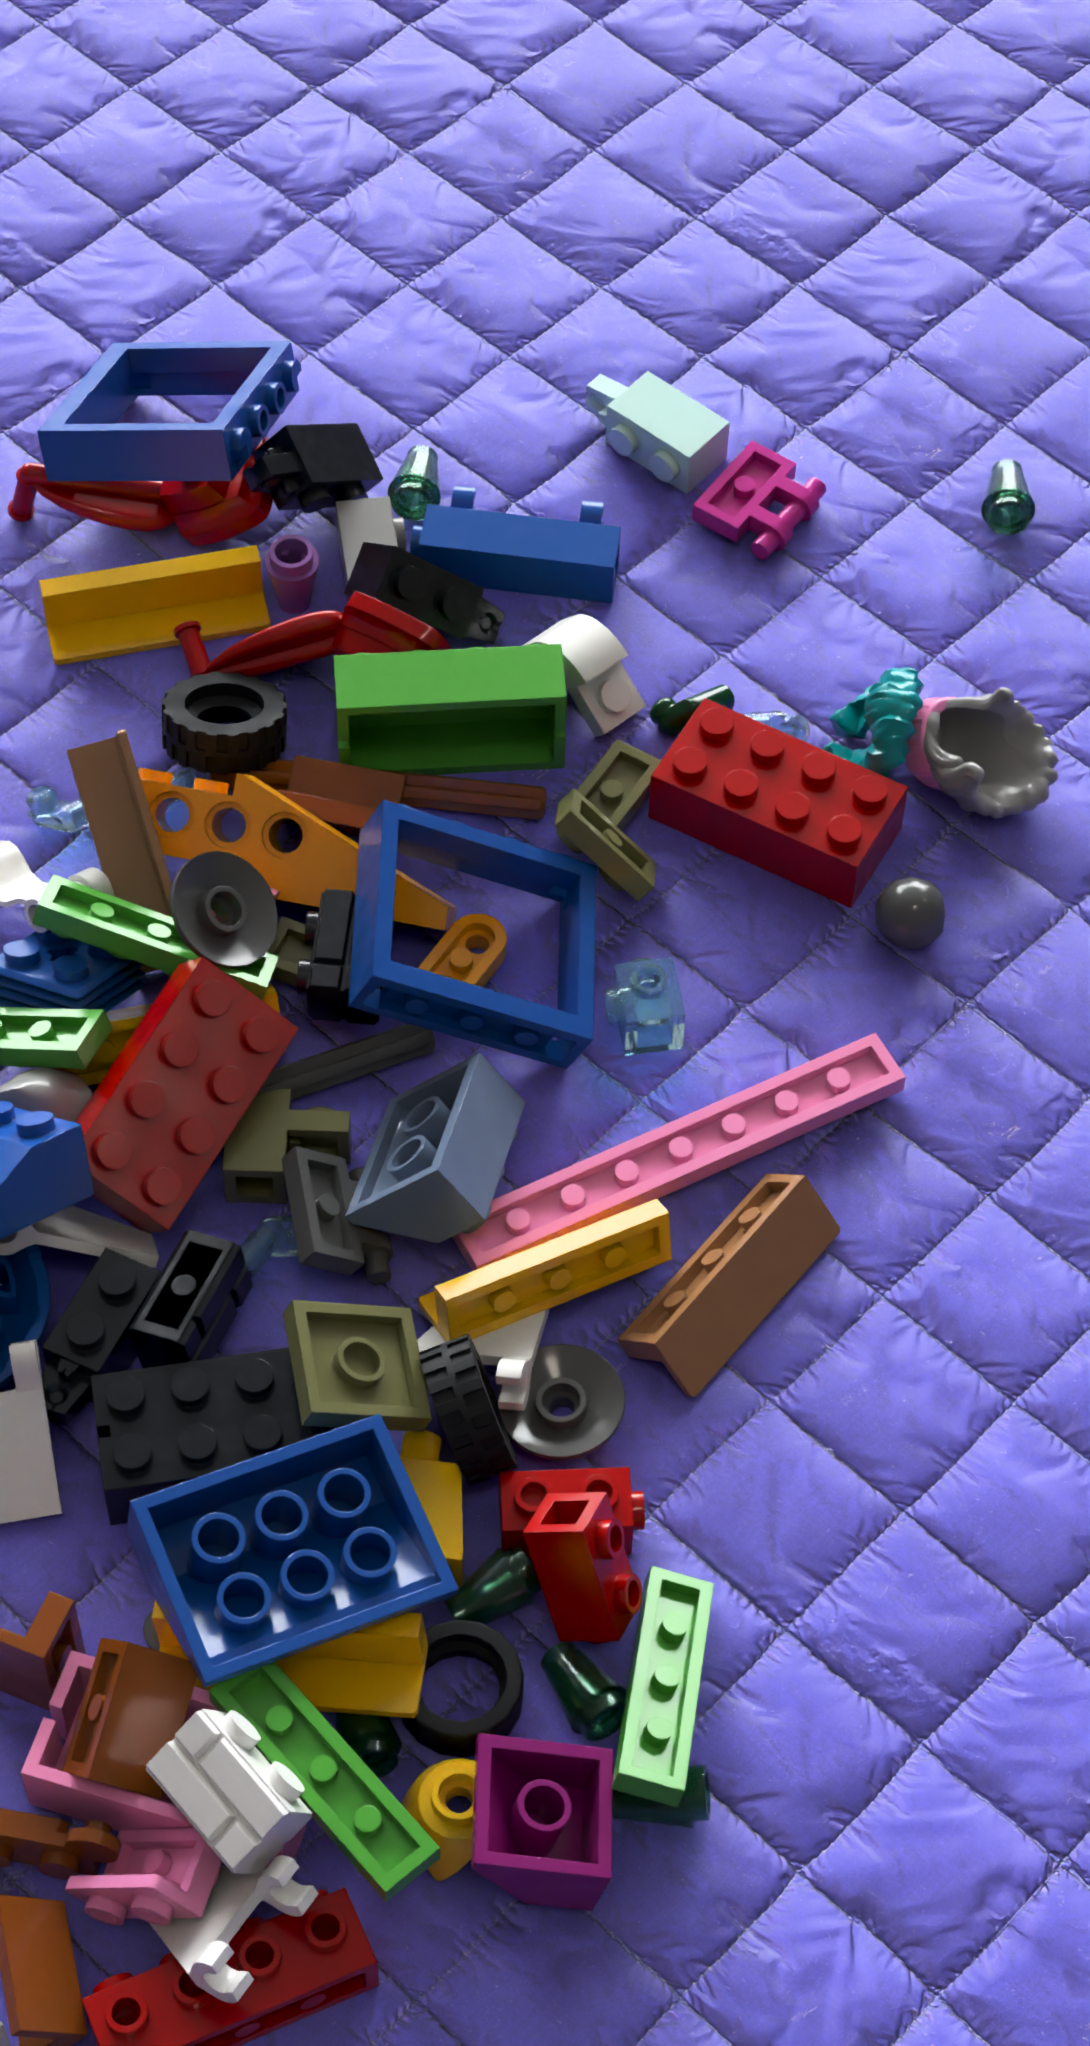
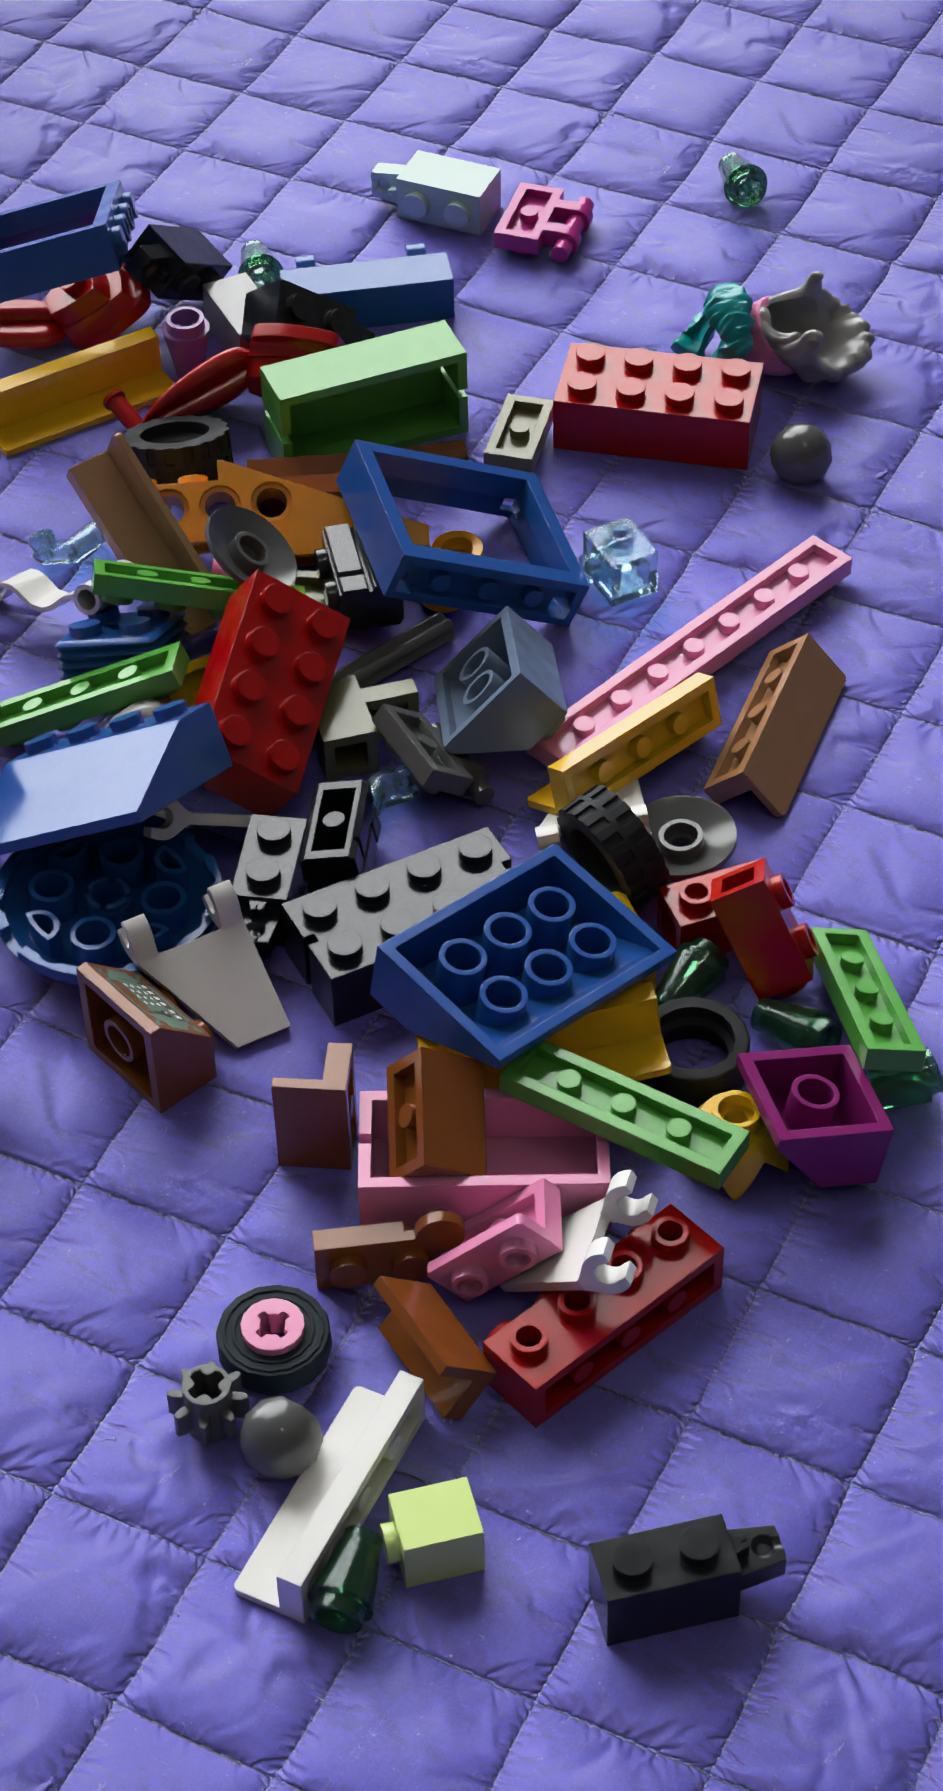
camera: 15 degrees left, 10 degrees down
(230, 1789) = (554, 1135): white brick -> none
(356, 1365) = (505, 826): olive plate -> none
(594, 671) = (486, 366): white brick -> none
(617, 856) = (517, 449): olive plate -> none
(673, 716) = (546, 374): dark green arm -> none

